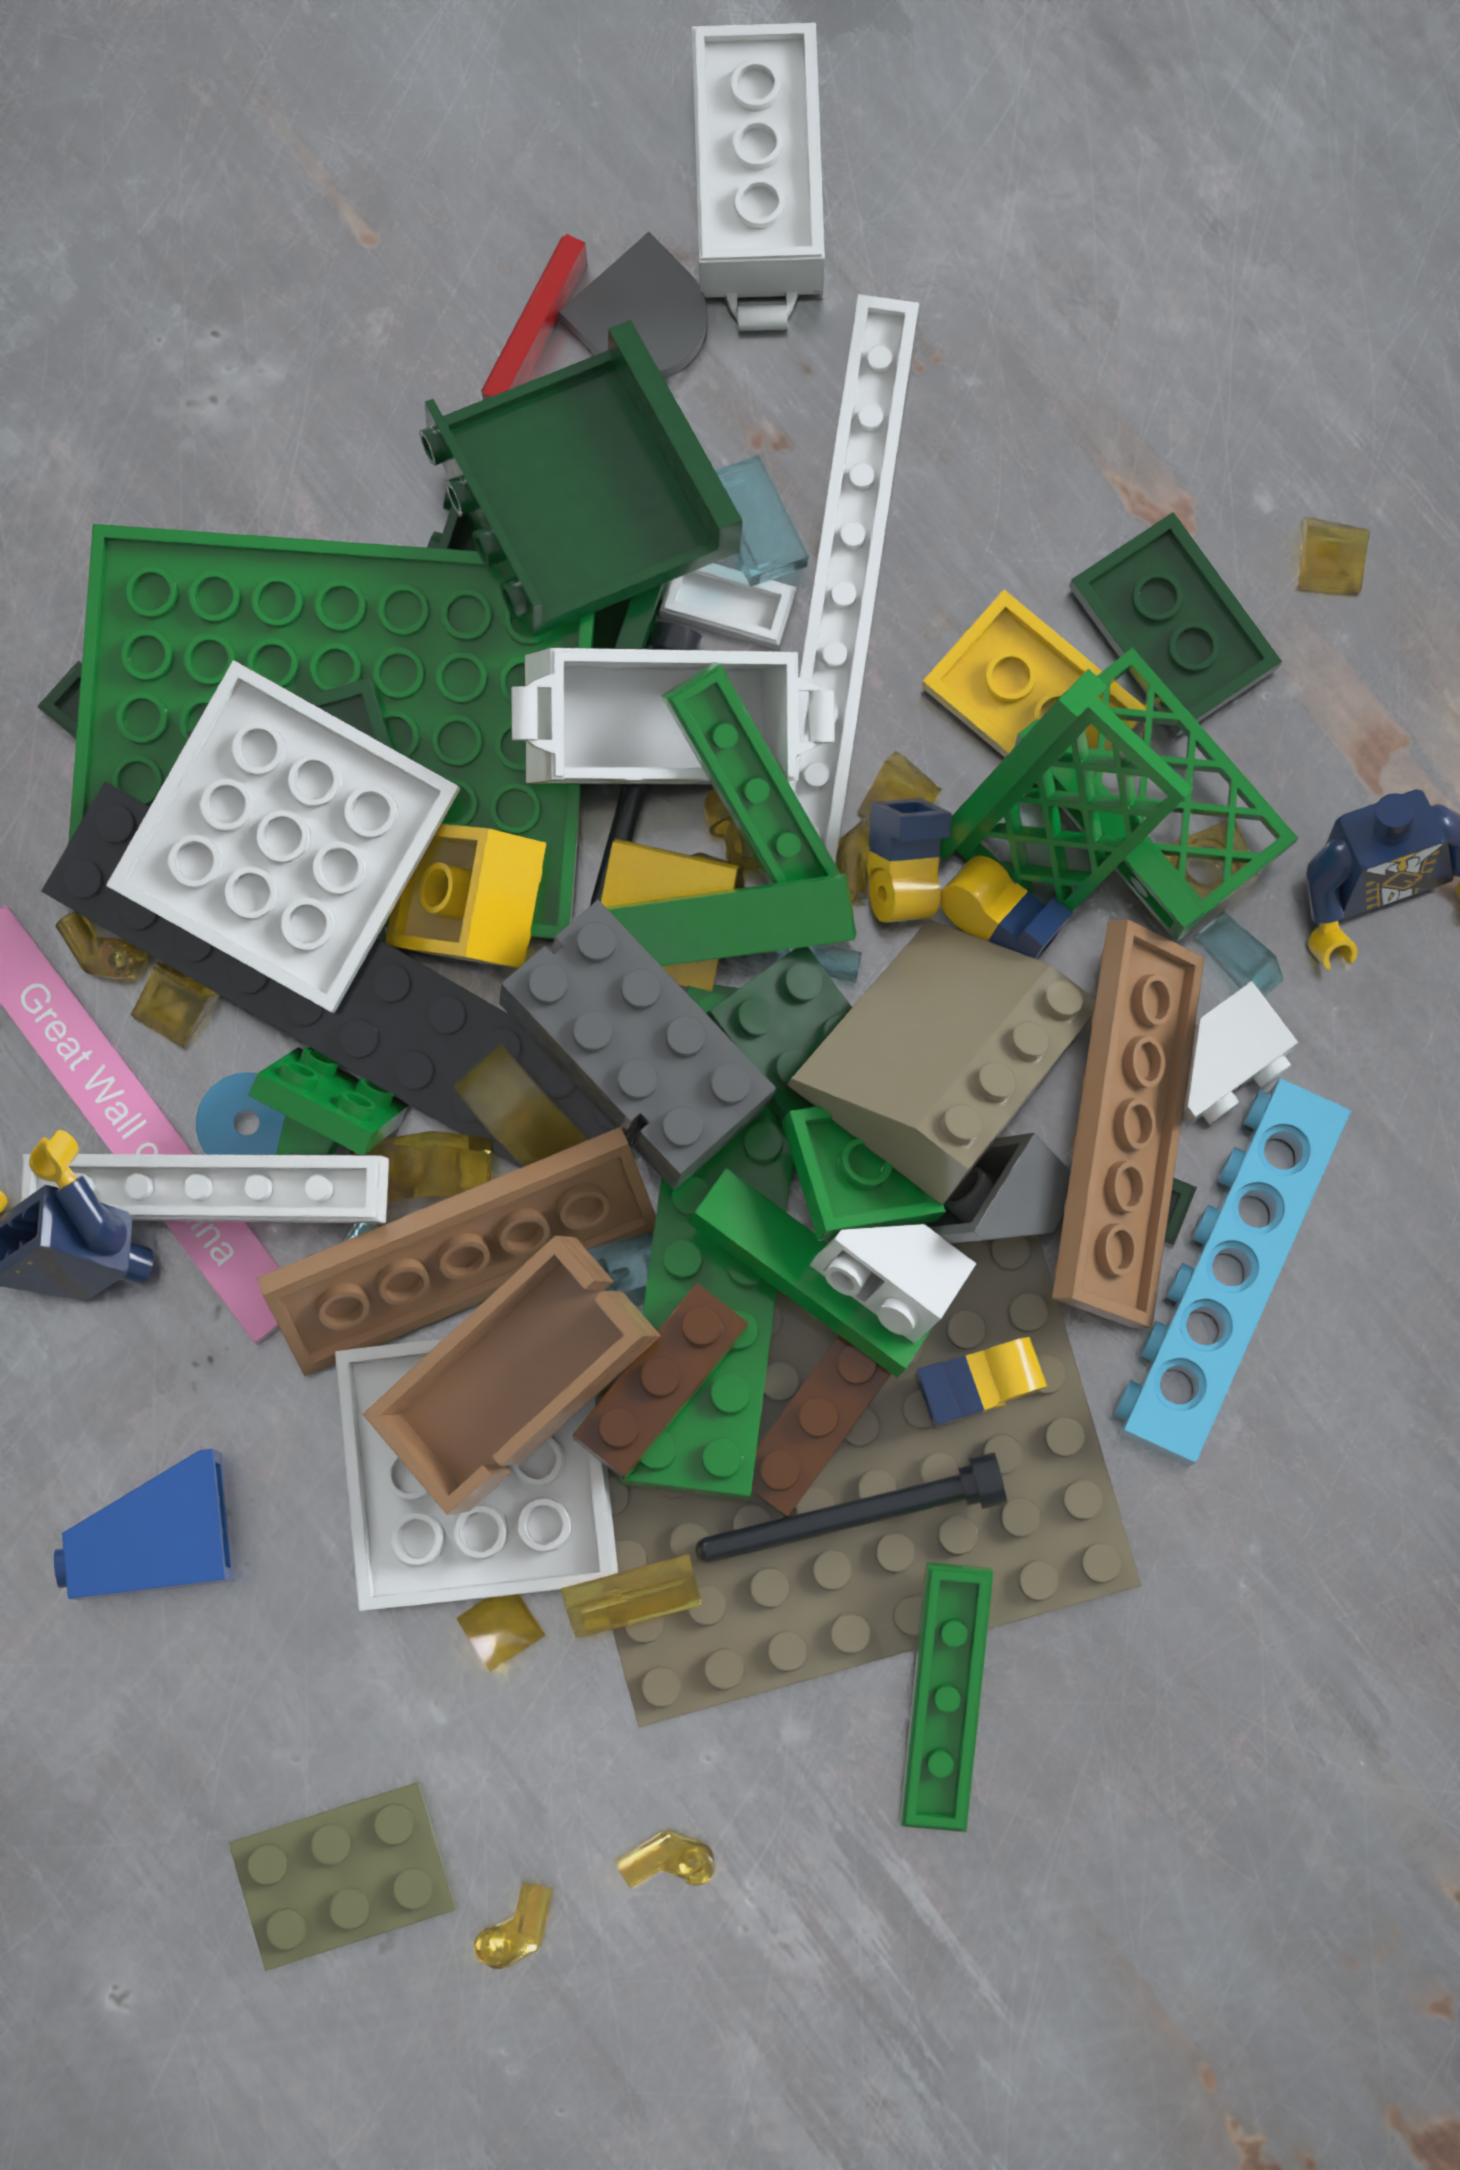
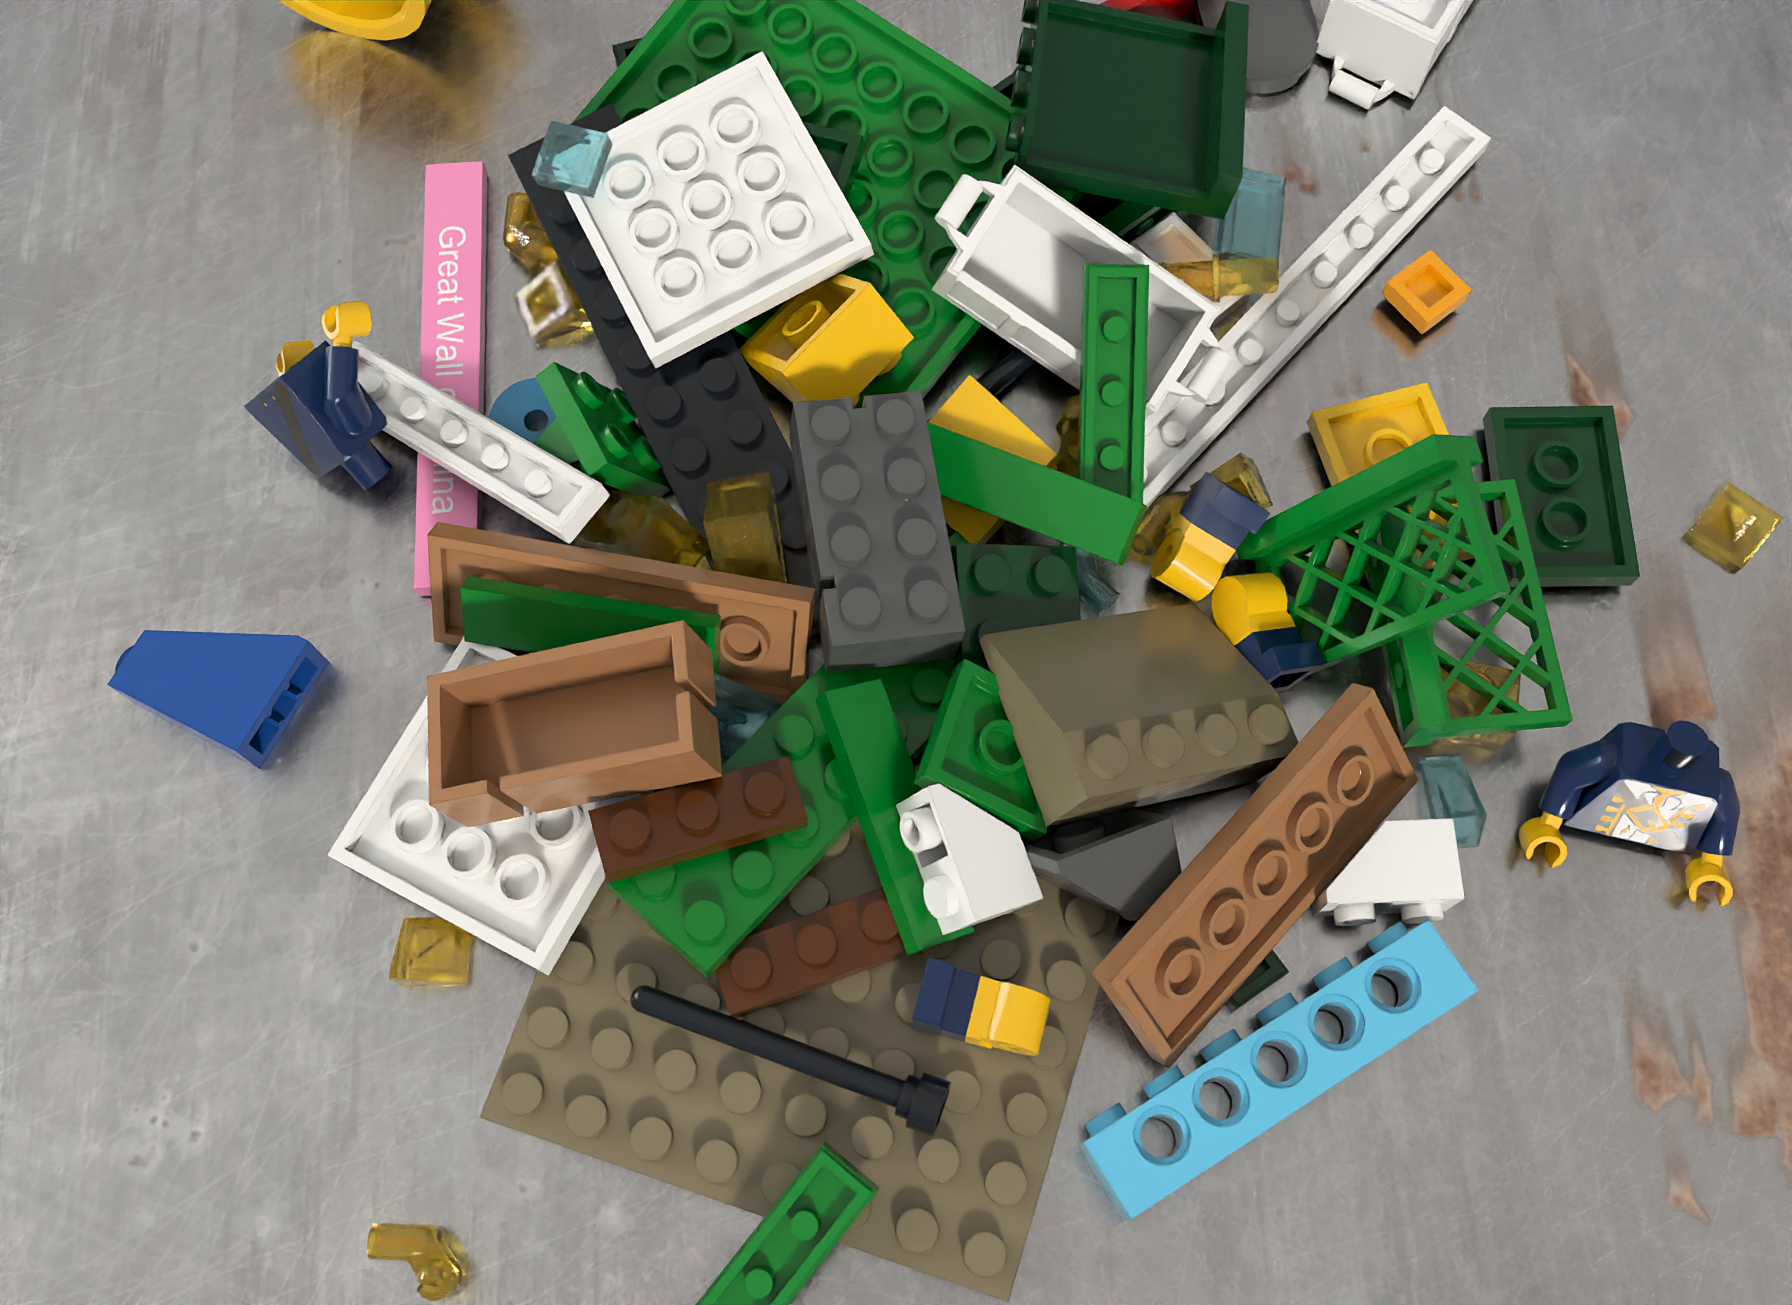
camera: 35 degrees right, 10 degrees down
(130, 872) = (572, 159): none -> clear light blue tile
(342, 1876) = (149, 1074): olive plate -> none
(437, 1283) = (548, 618): none -> green tile
(518, 1935) = (248, 1231): clear yellow arm -> none
(631, 1596) = (546, 992): clear yellow tile -> none
(765, 604) = (1228, 276): none -> clear yellow axle
(950, 495) = (1426, 291): none -> light orange plate

